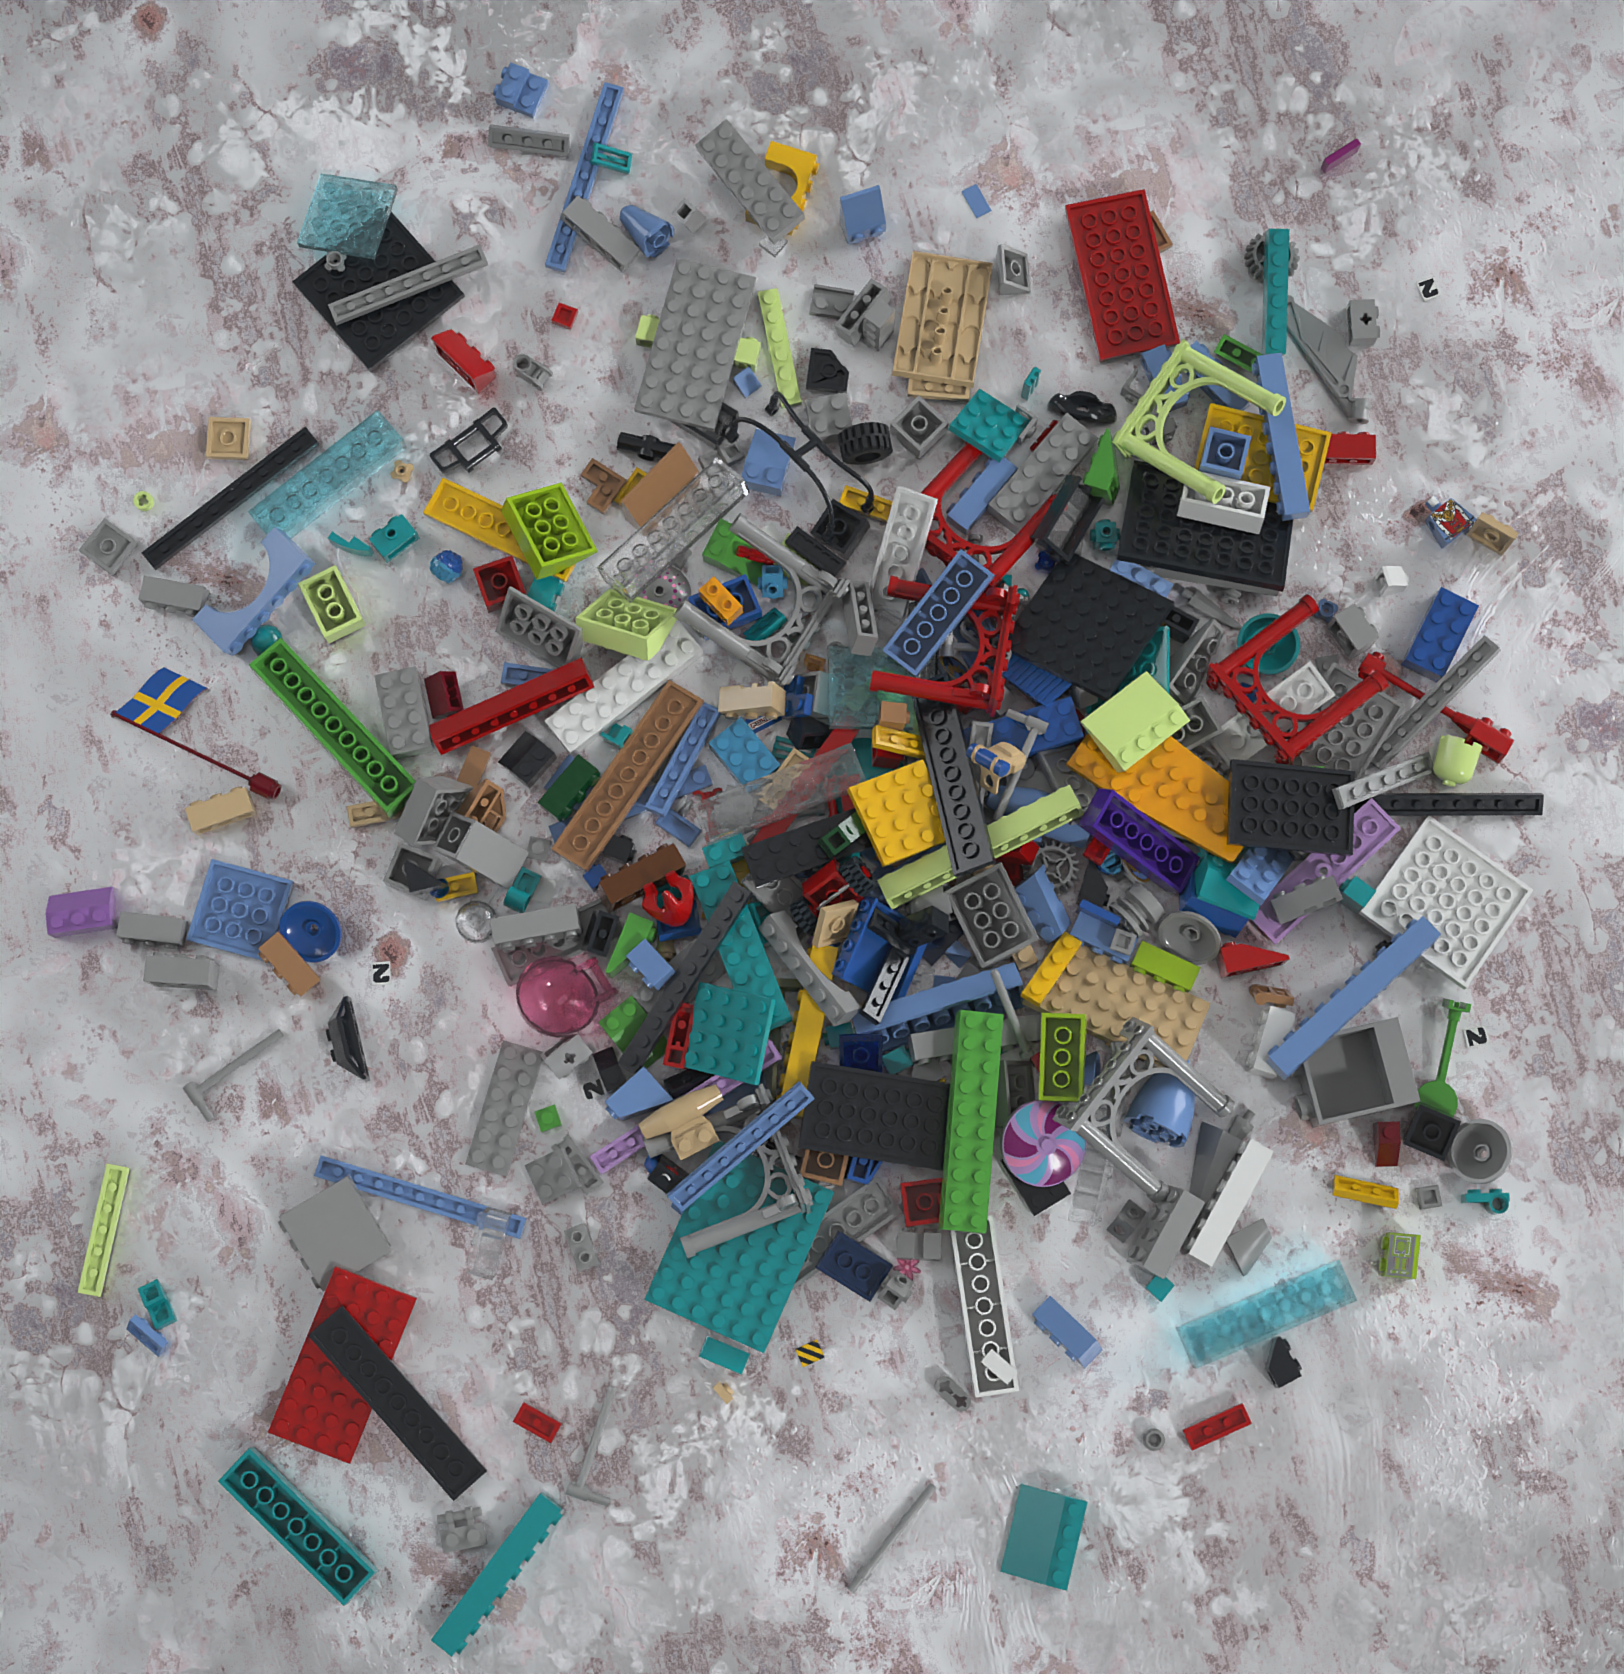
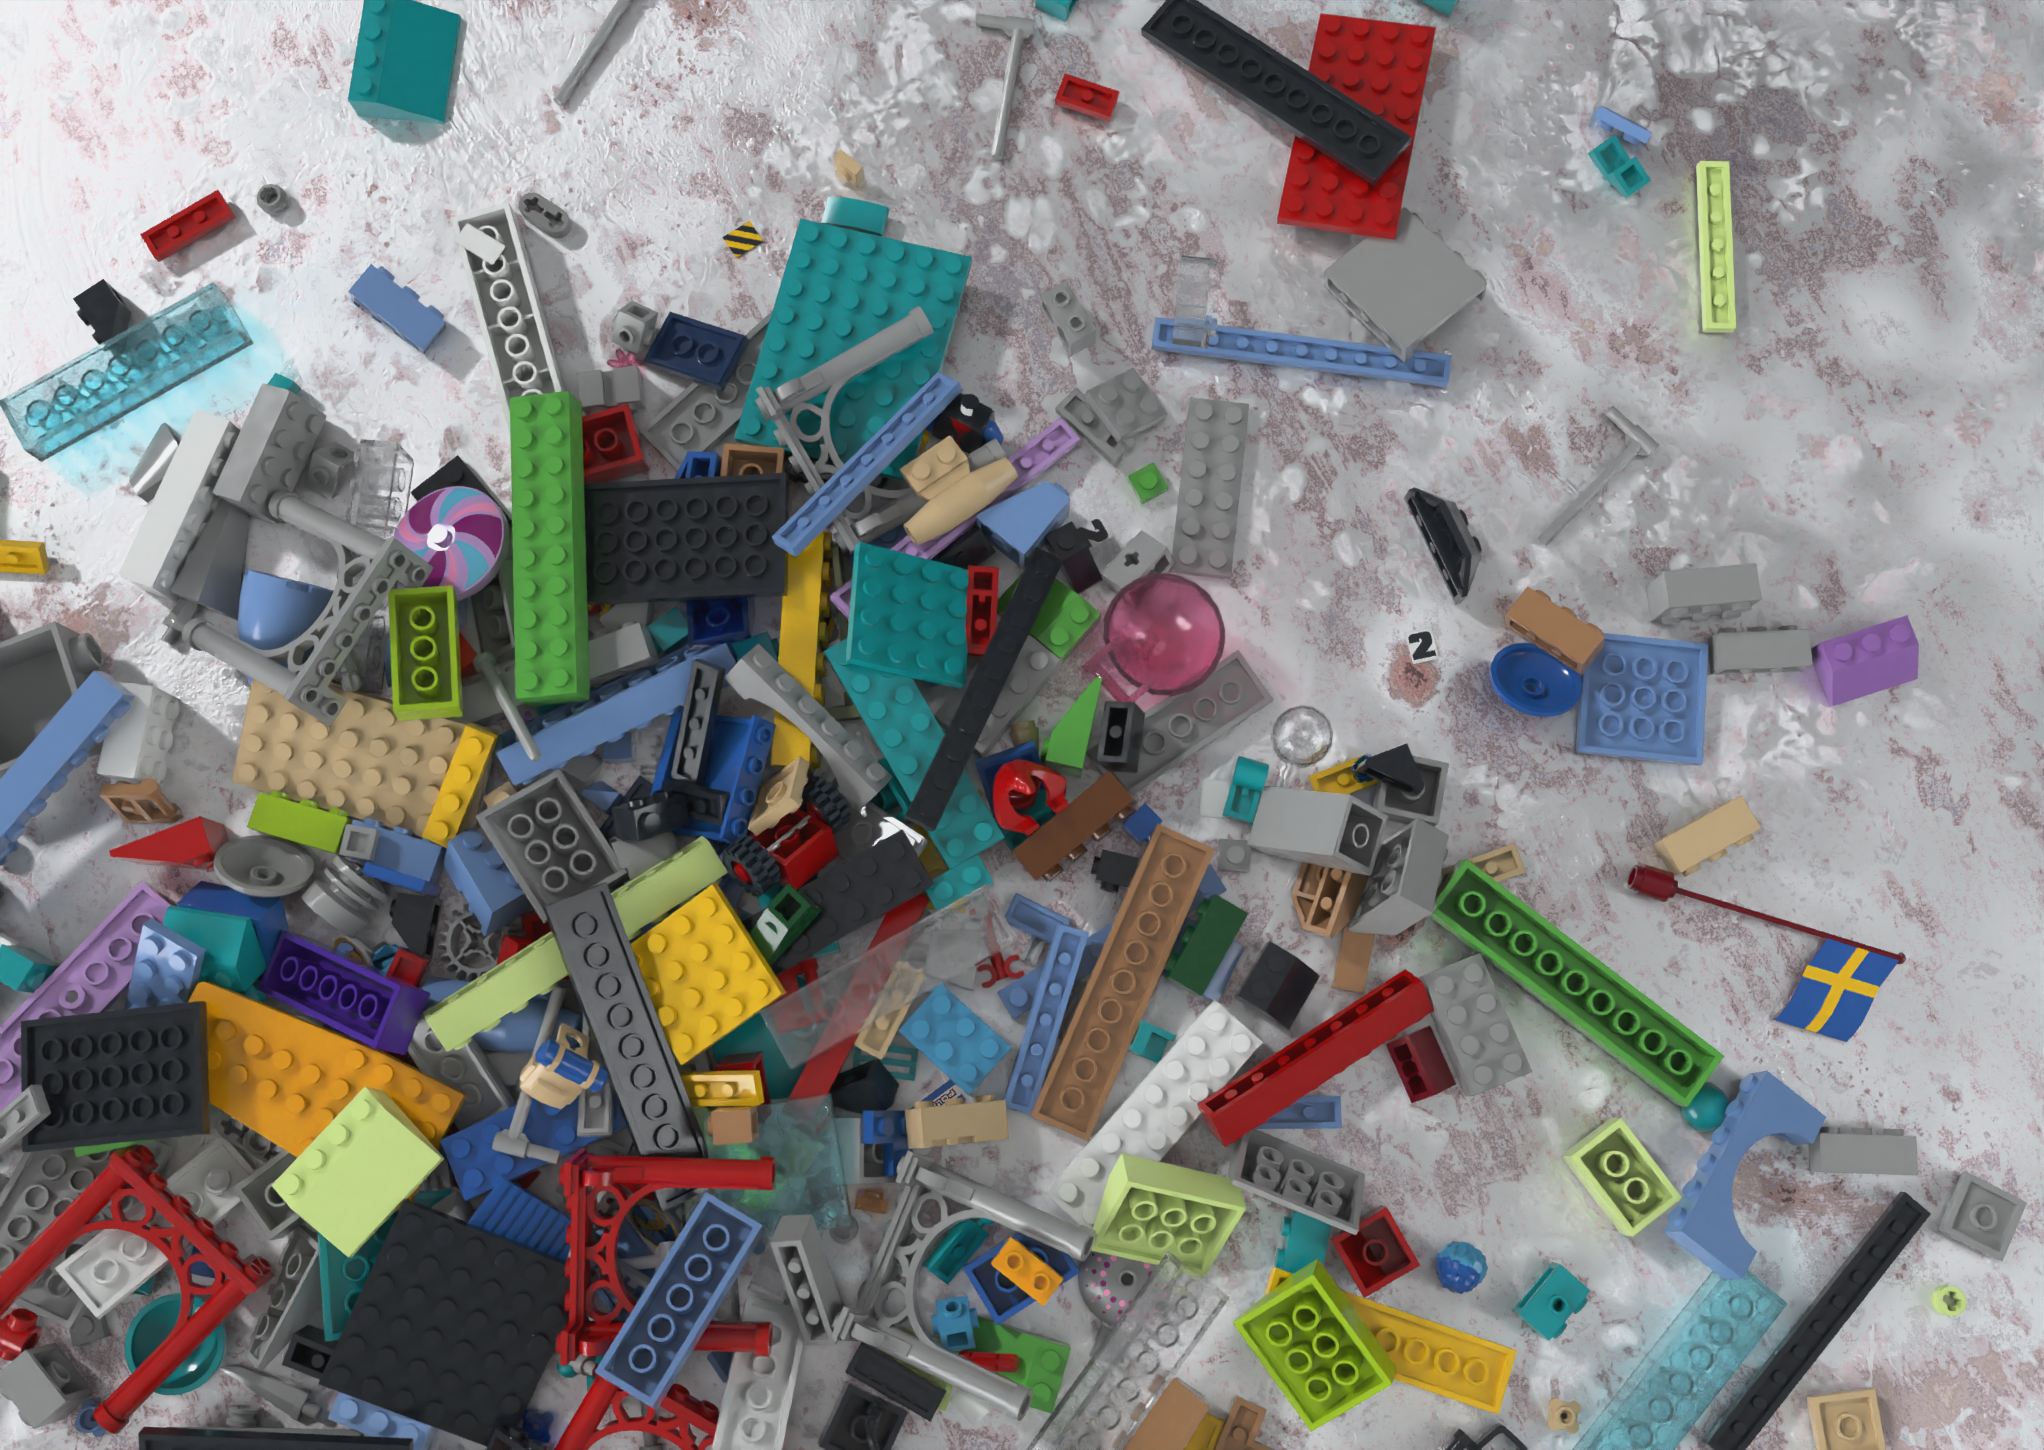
camera: 170 degrees right, 0 degrees up
(355, 546) = (1609, 1278): teal slope -> none
(536, 927) = (1214, 728): light grey brick -> none
(650, 964) = (1038, 696): medium blue brick -> none
(1305, 899) = (88, 948): light grey wedge -> none

